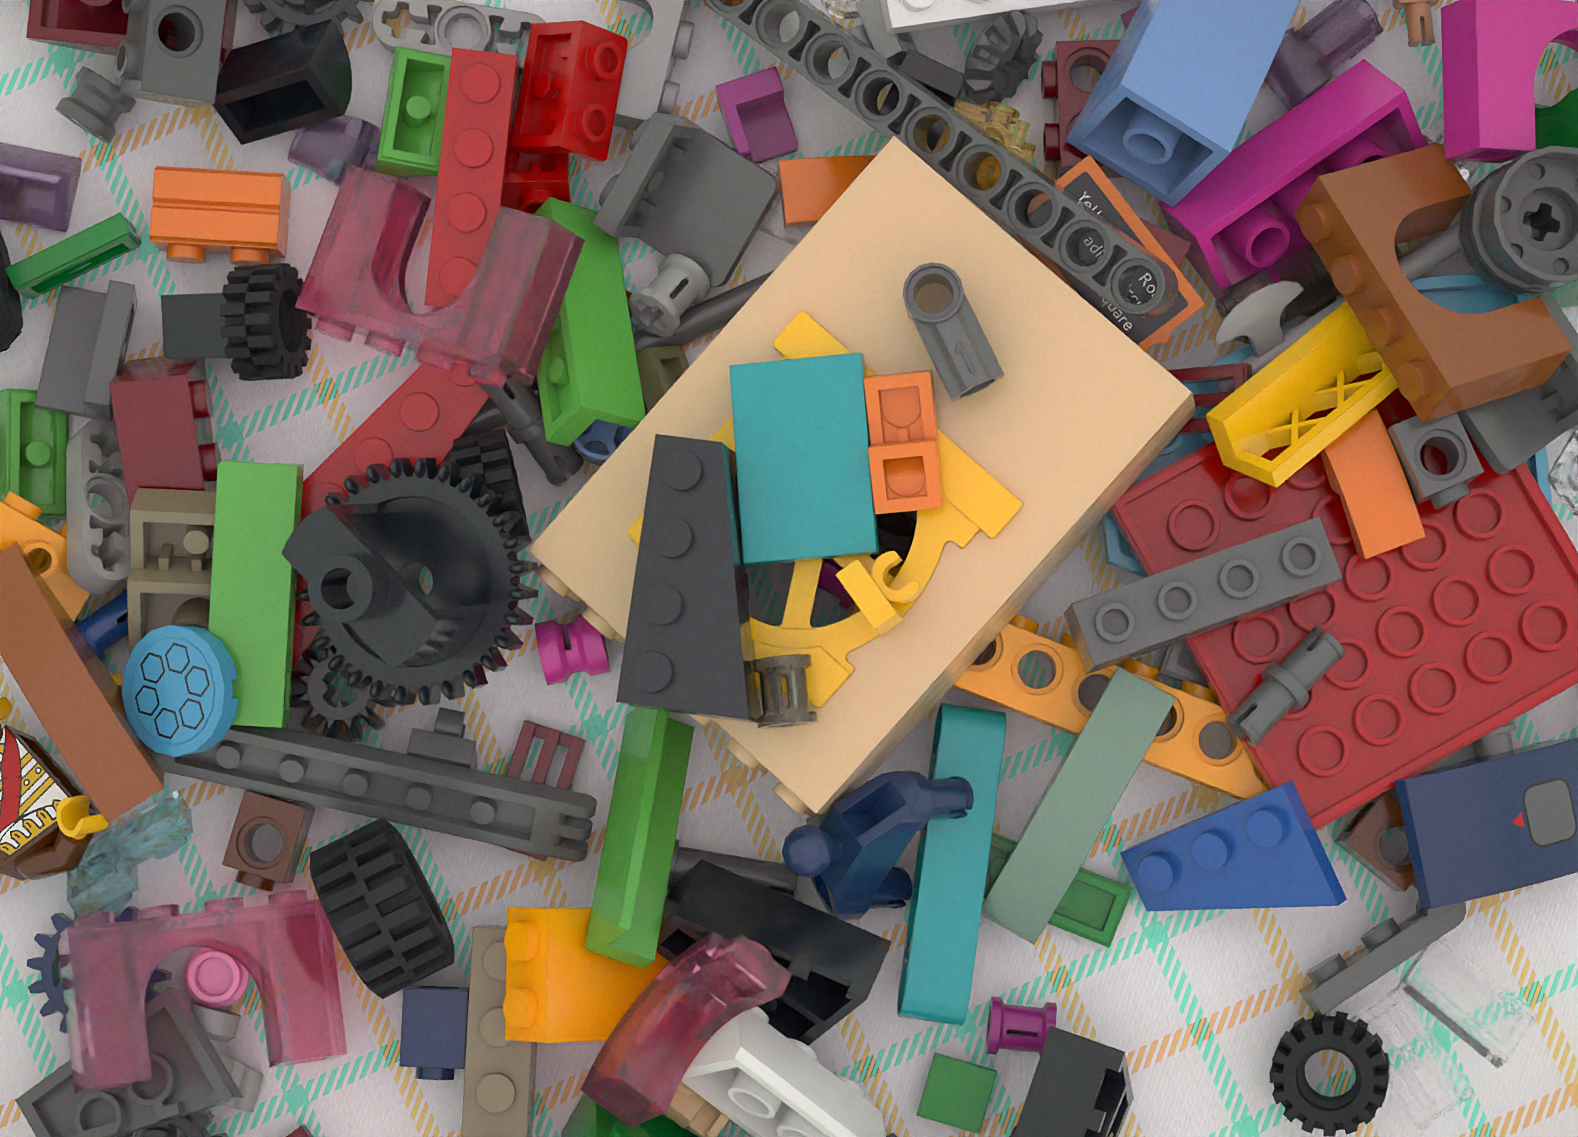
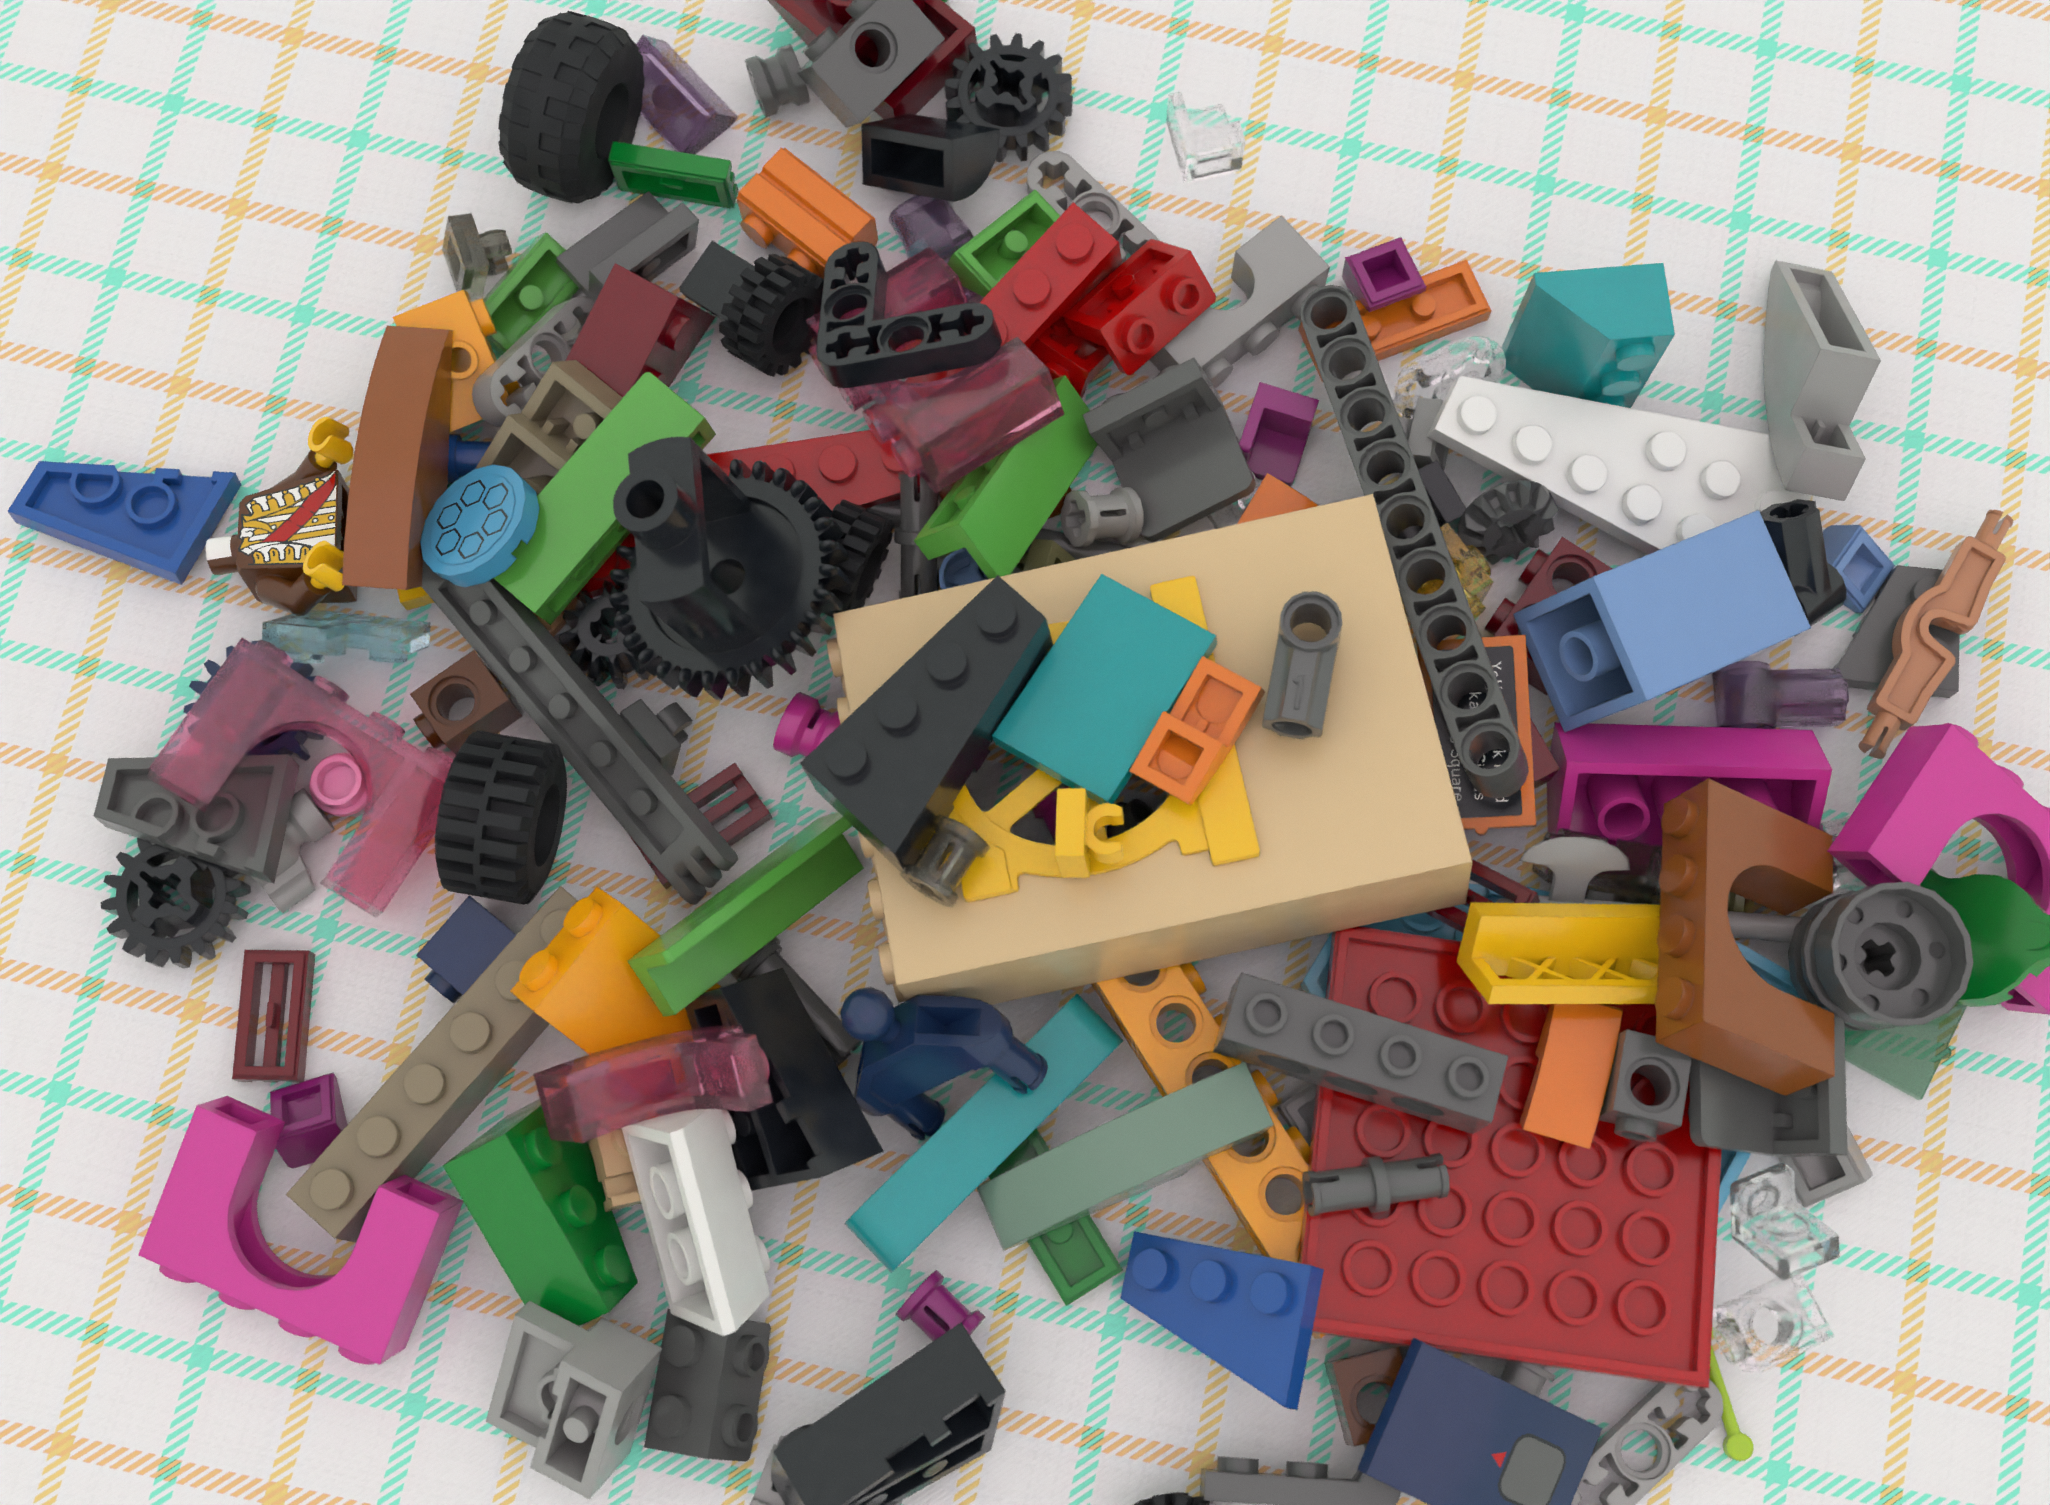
camera: 40 degrees right, 10 degrees down
(368, 289) = (850, 345): none -> black beam
(956, 1093) = (846, 1330): green tile -> none

